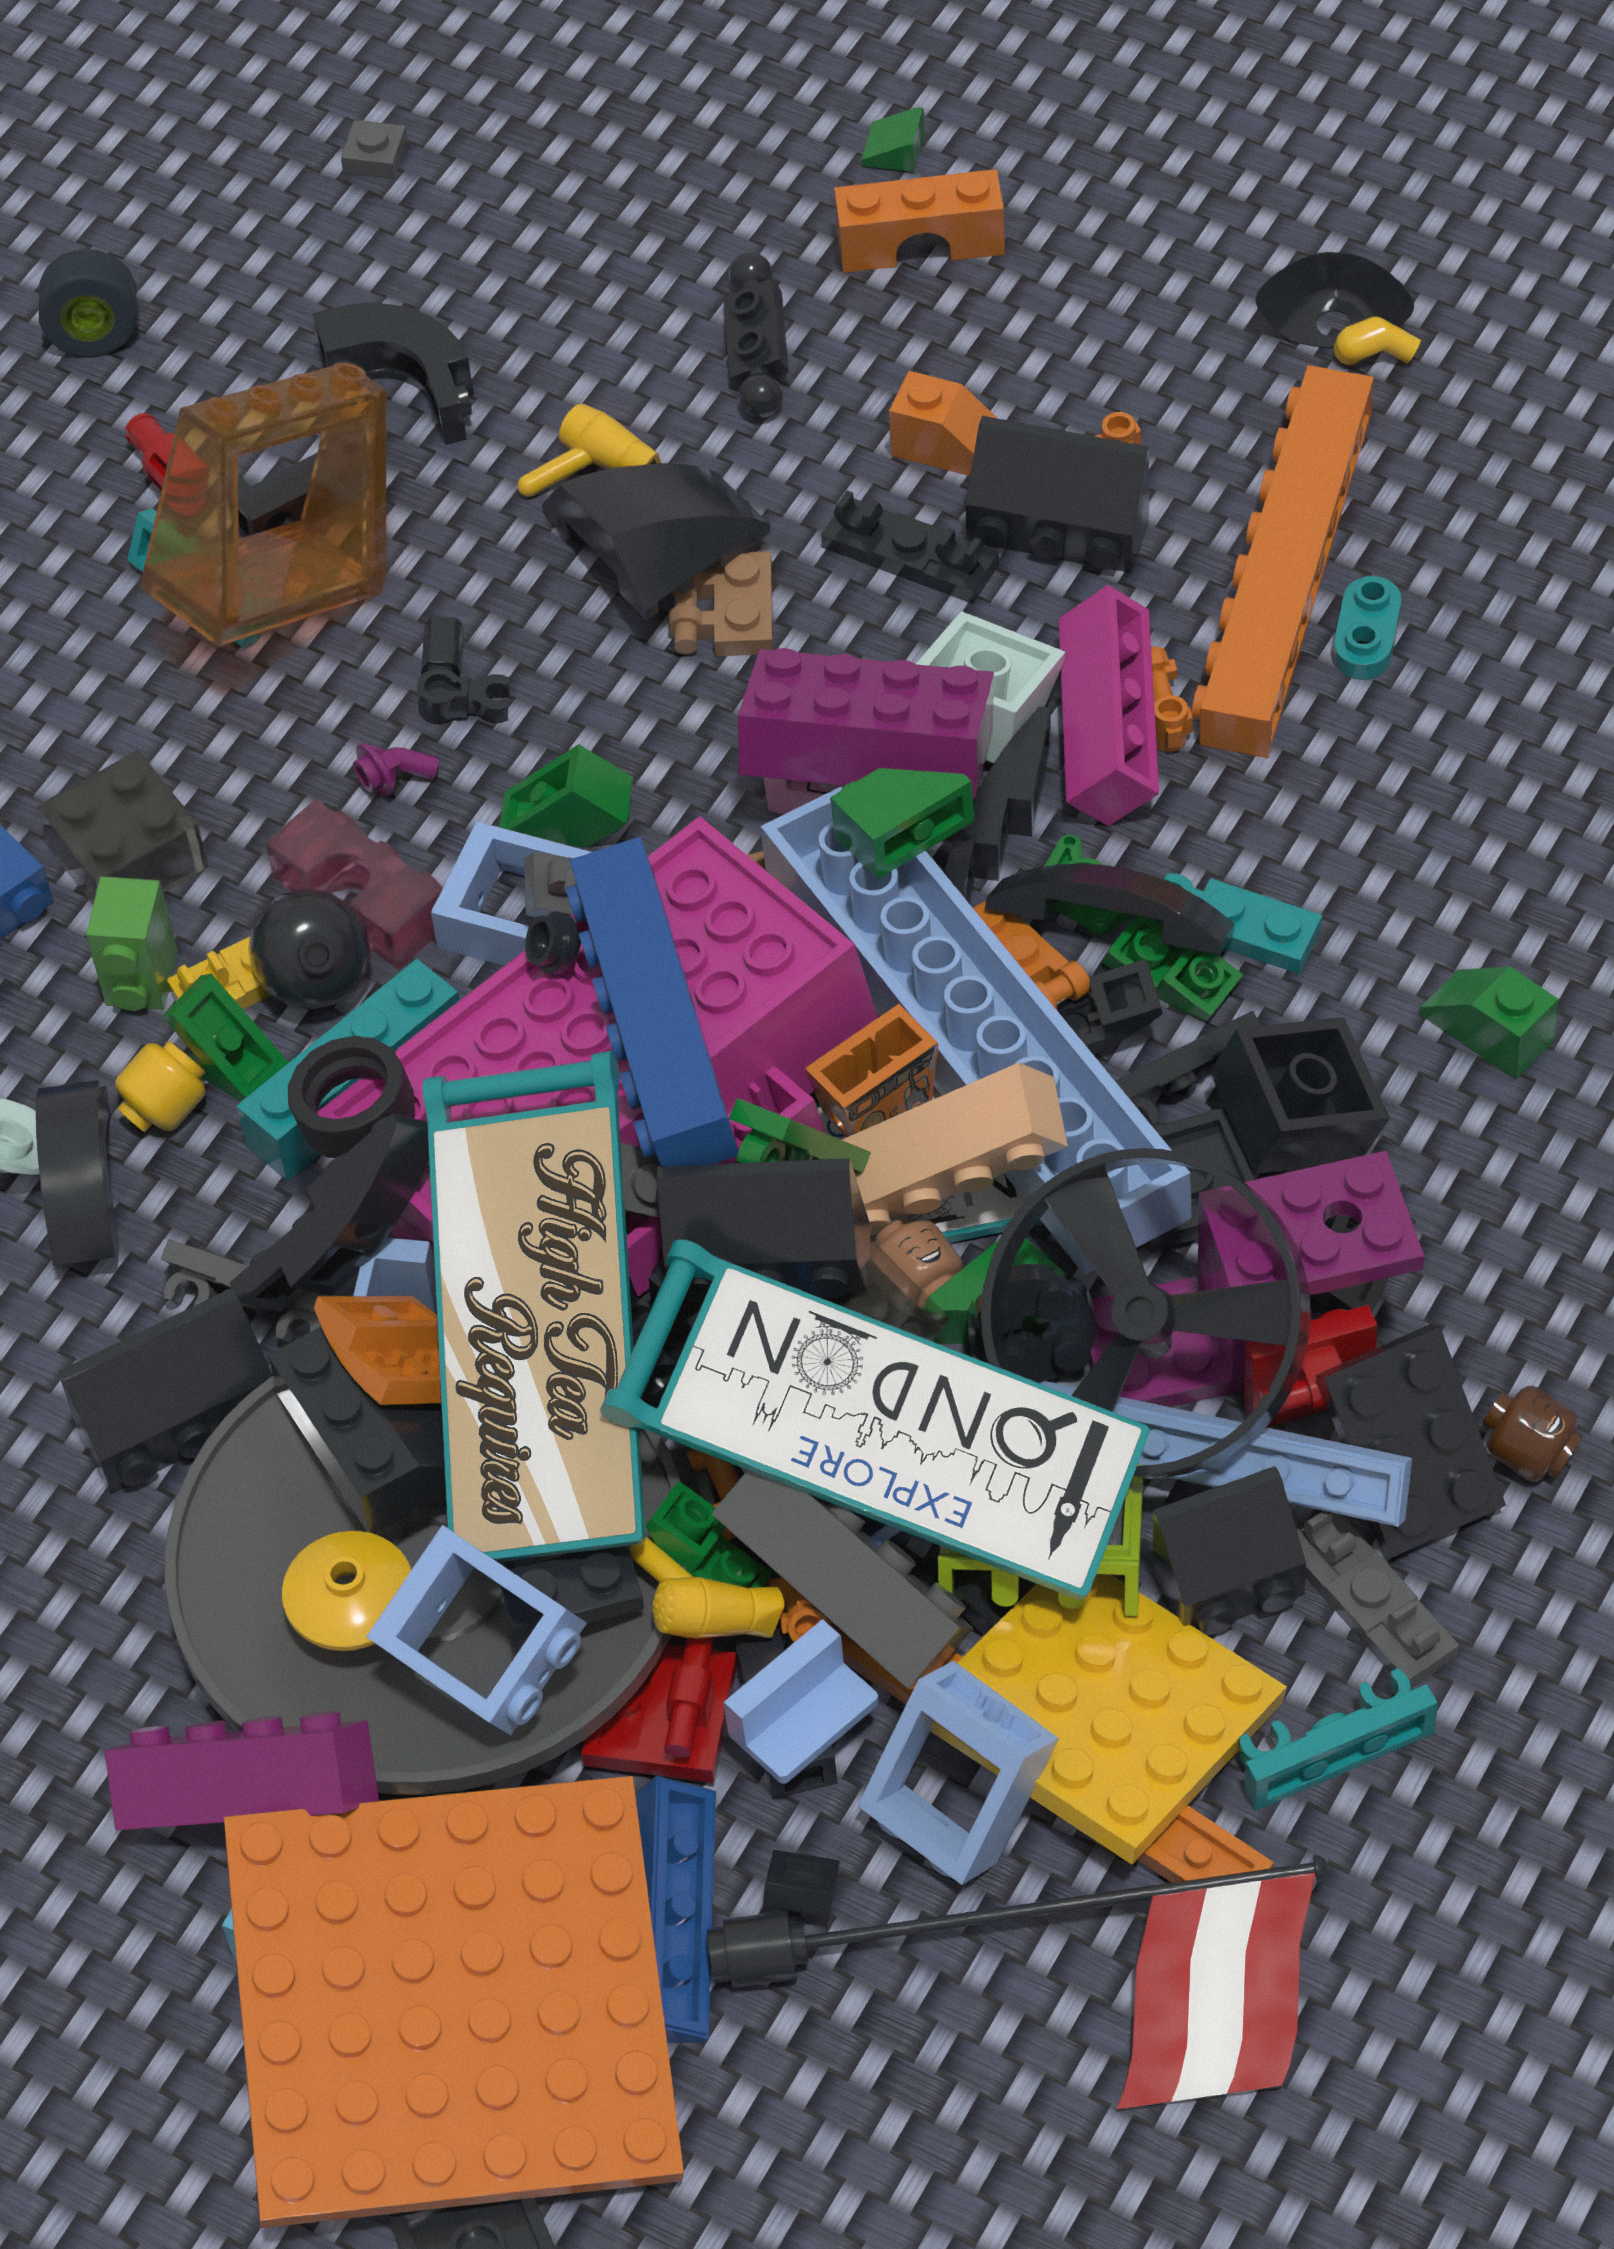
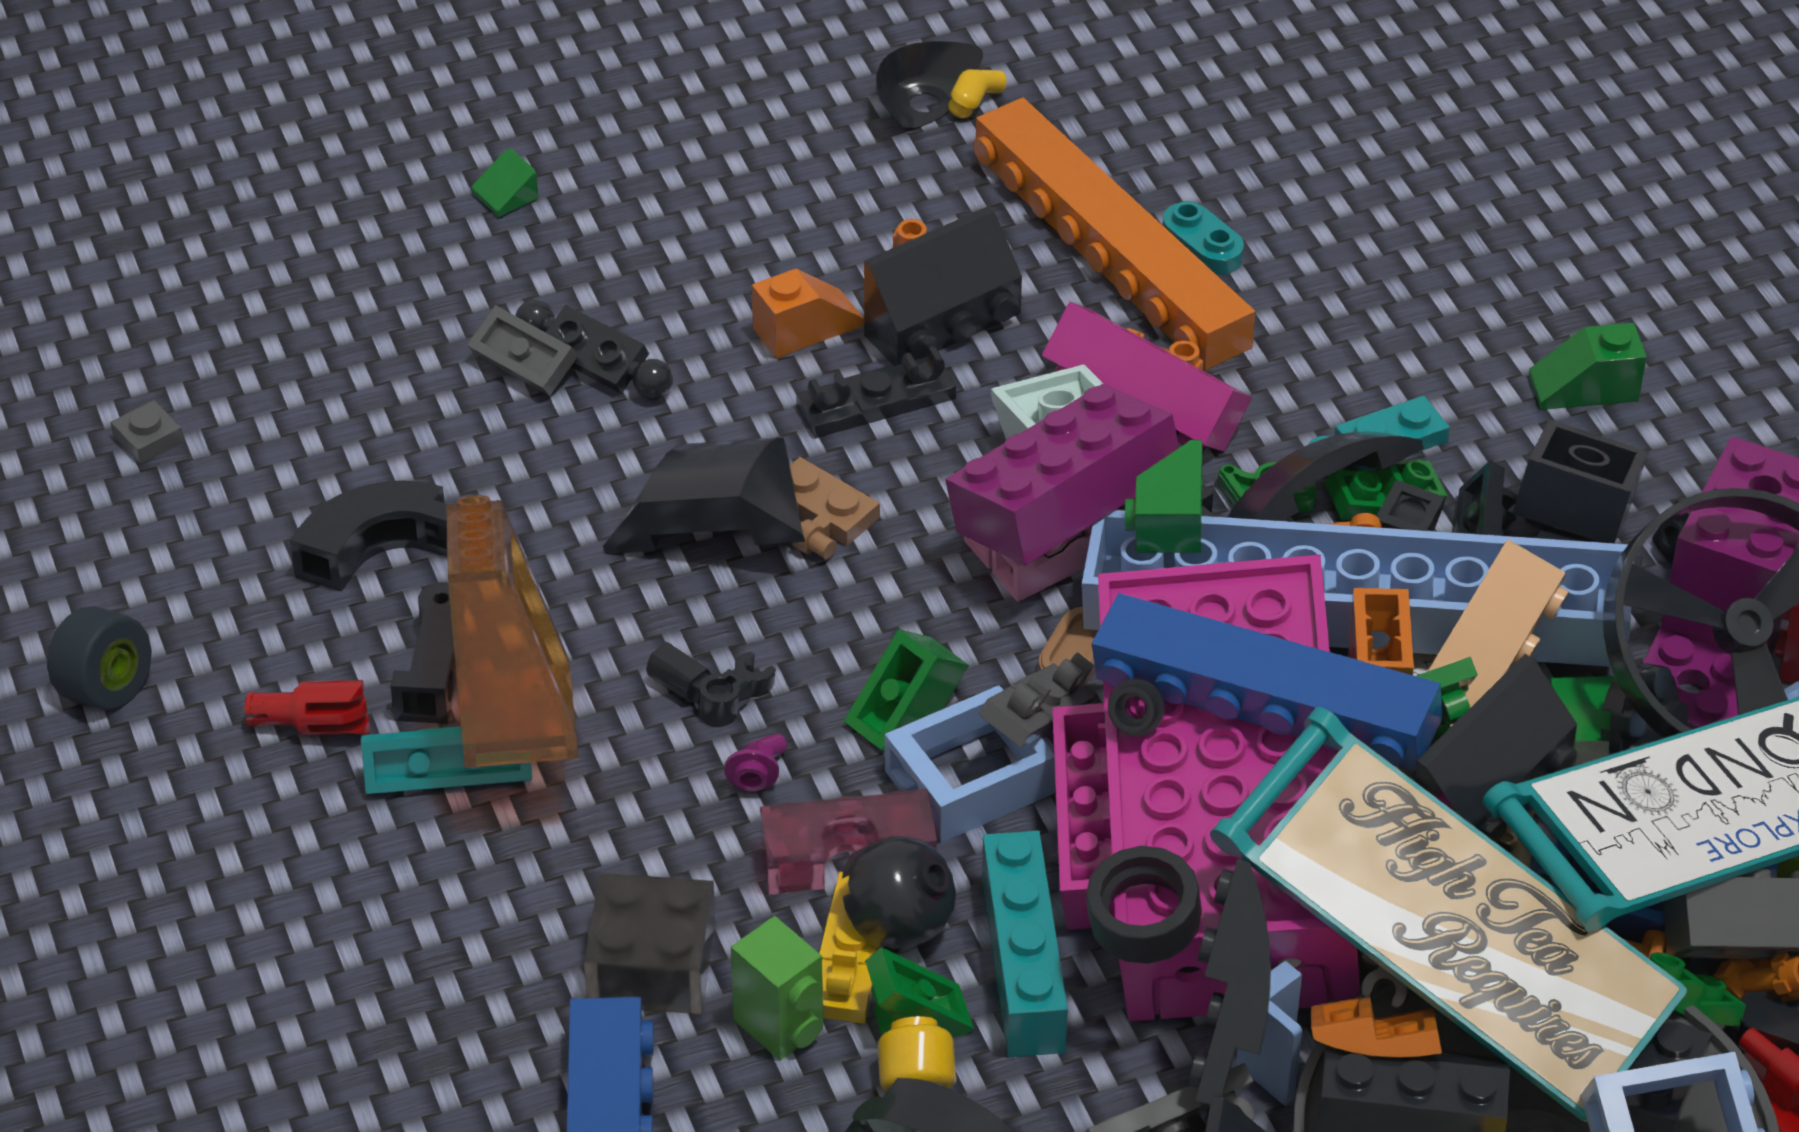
camera: 55 degrees left, 10 degrees down
(591, 440) = (593, 477): yellow piece -> none
(700, 293) = (522, 350): none -> dark grey plate
(704, 1606) = (1743, 1012): yellow piece -> none
(882, 215) = (579, 228): orange arch -> none

